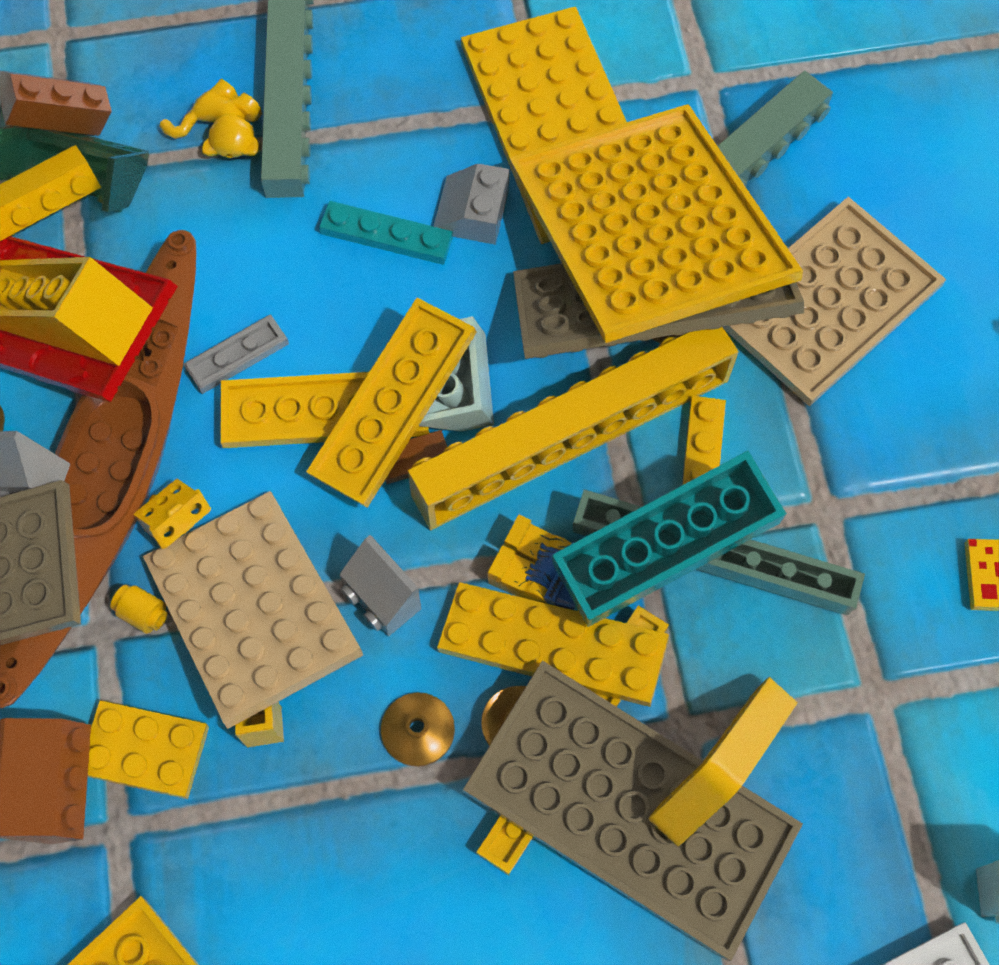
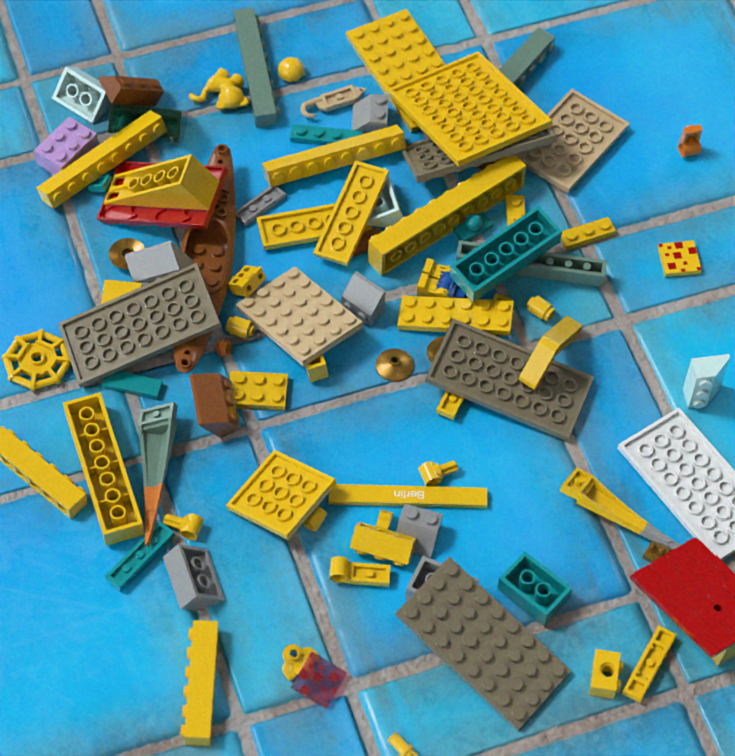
camera: 10 degrees left, 10 degrees down
(98, 648) = (223, 348): none -> orange plate
(350, 96) = (291, 69): none -> yellow hair
(387, 275) = (333, 155): none -> yellow brick
(413, 163) = (333, 99): none -> tan plate
(619, 453) = (473, 226): none -> teal tile
(720, 649) = (541, 308): none -> yellow brick
(833, 495) = (587, 233): none -> yellow plate

